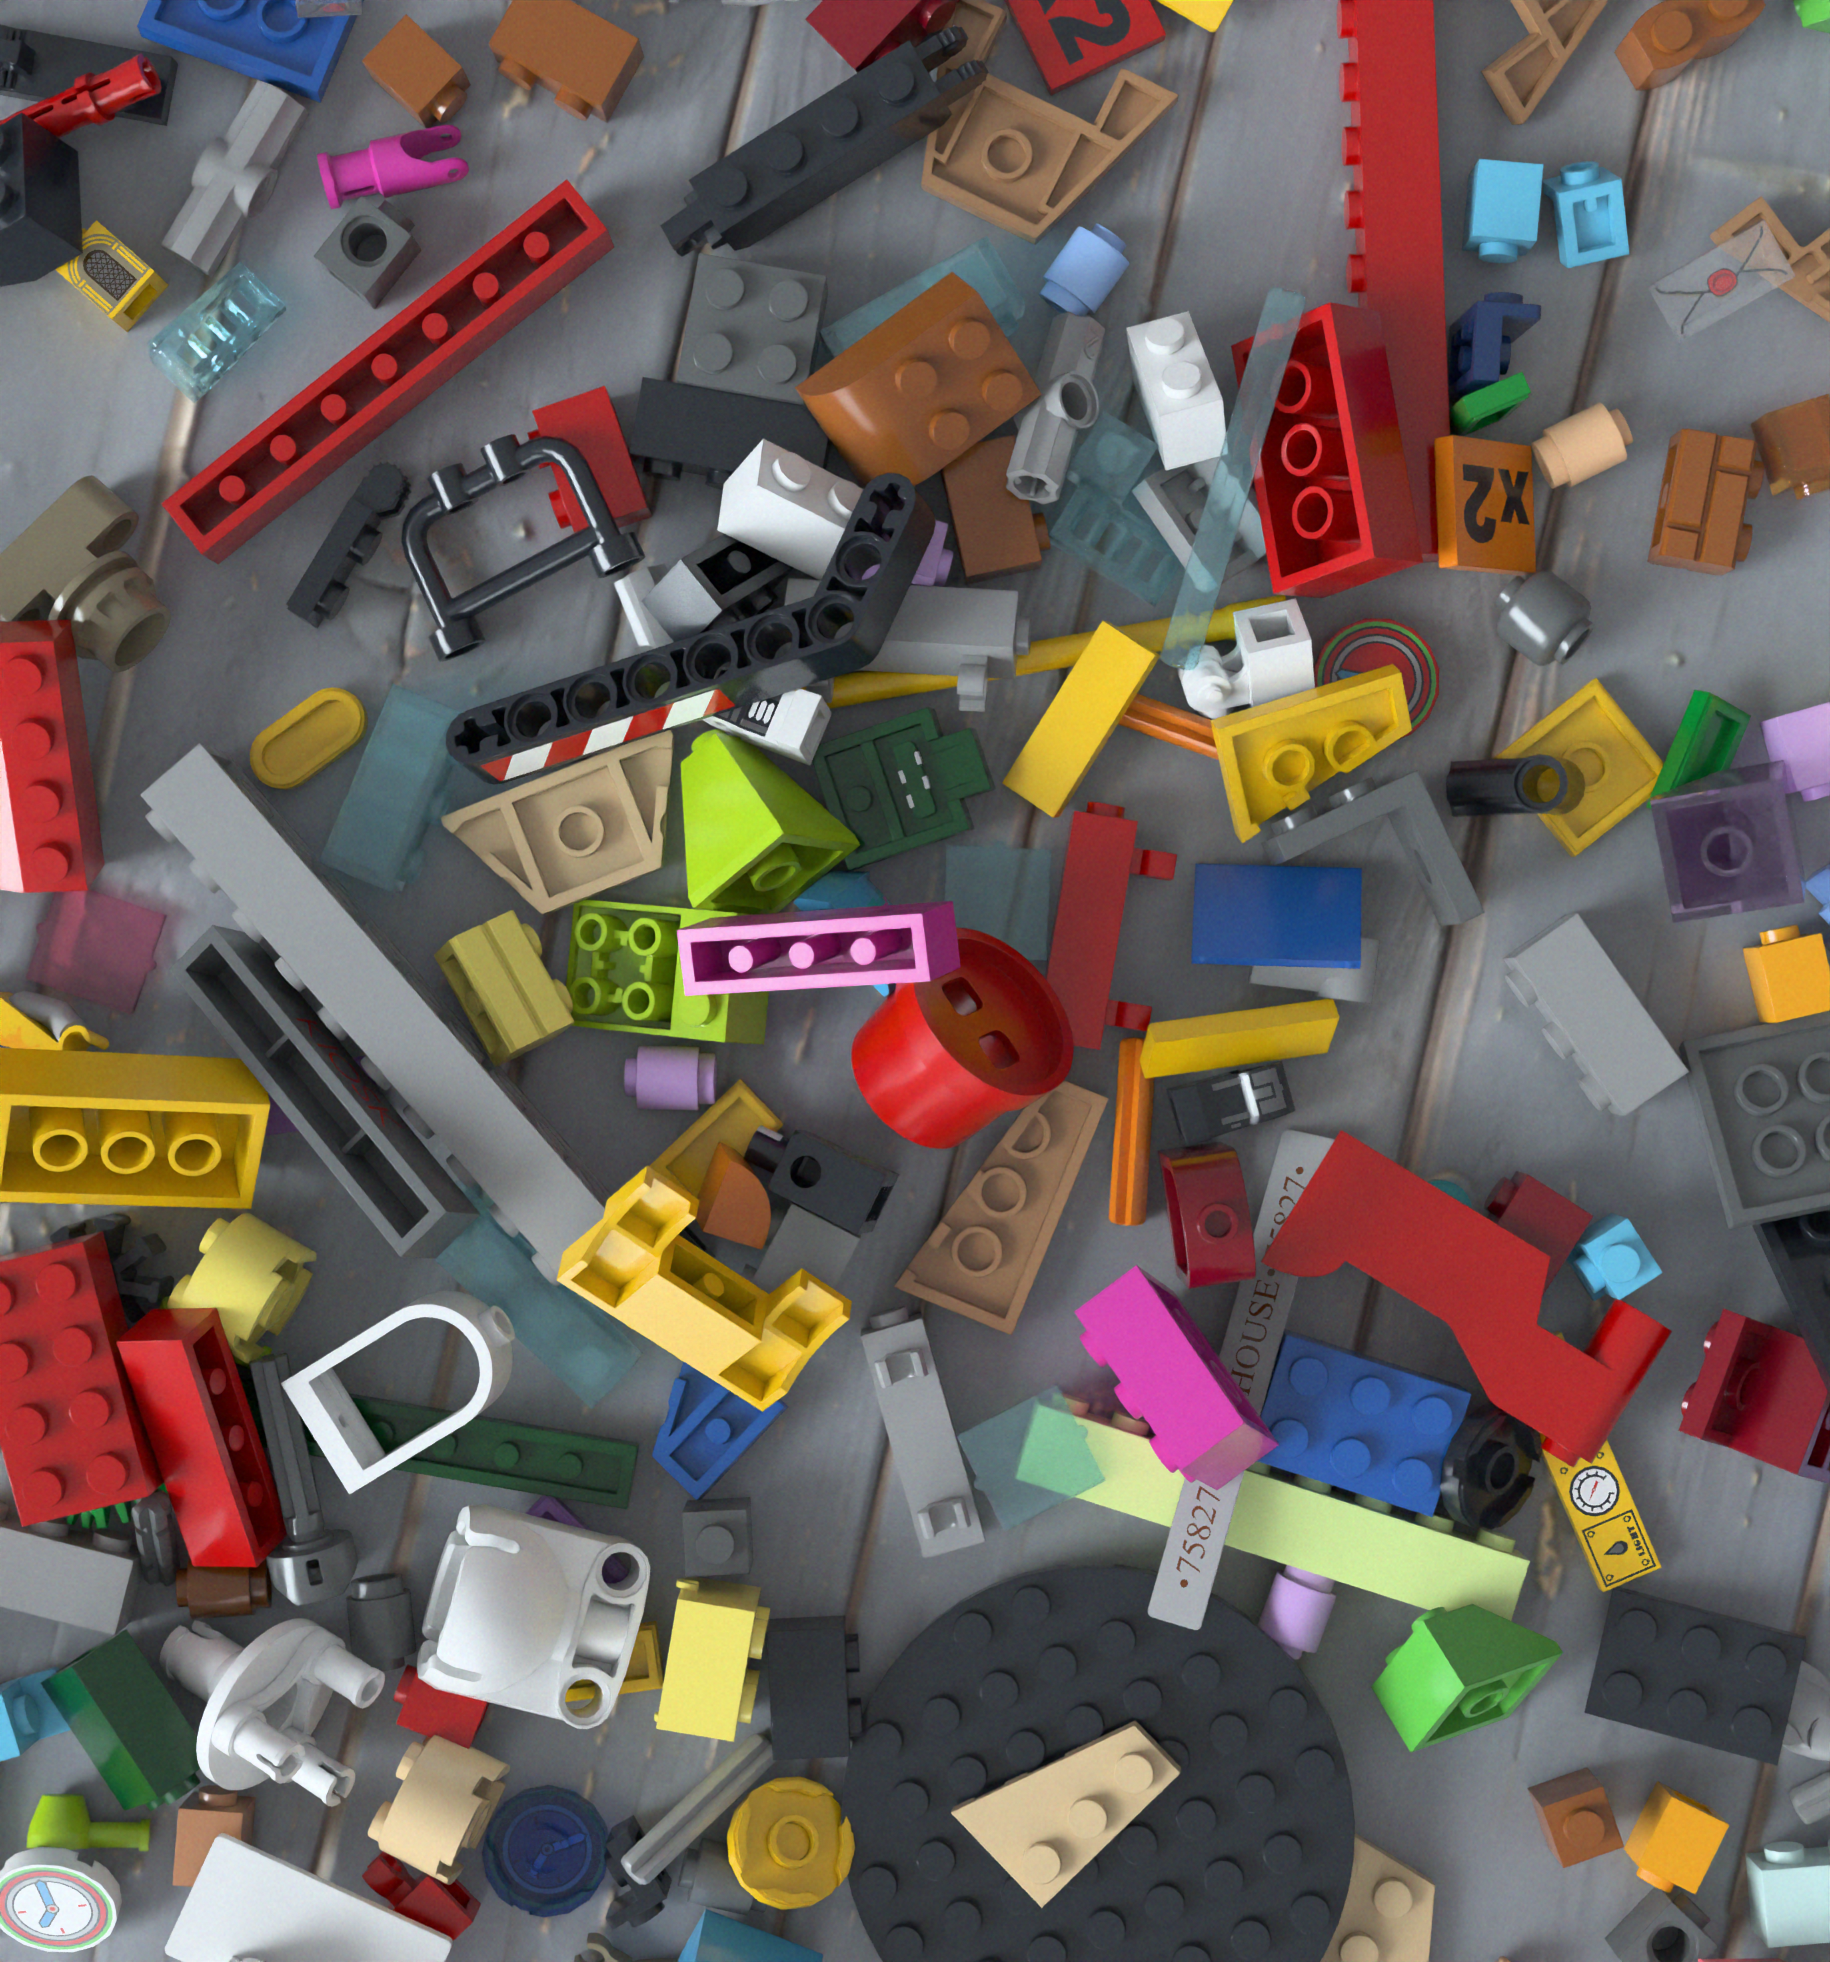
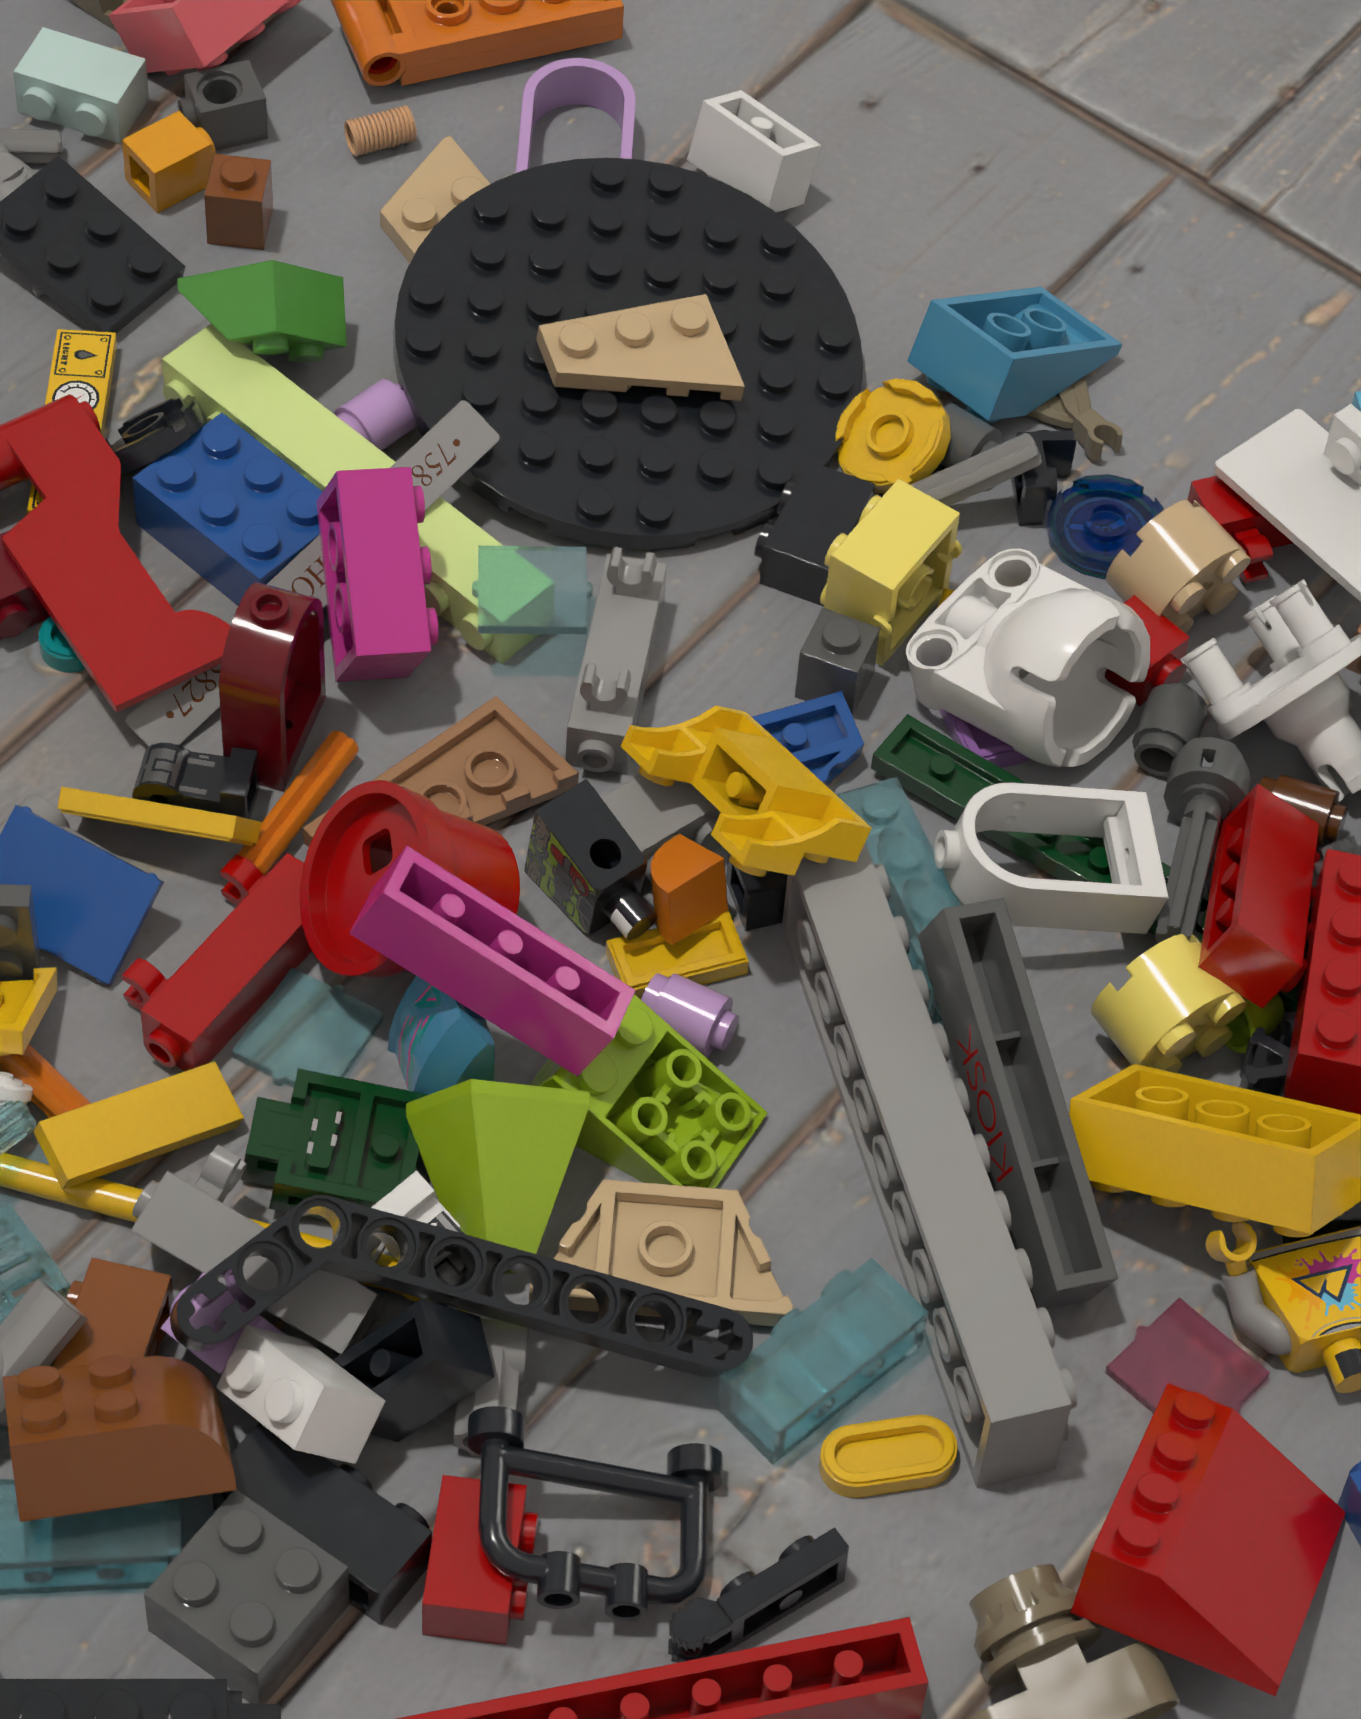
camera: 160 degrees left, 35 degrees down
(505, 987) = (803, 1142): light yellow brick -> none

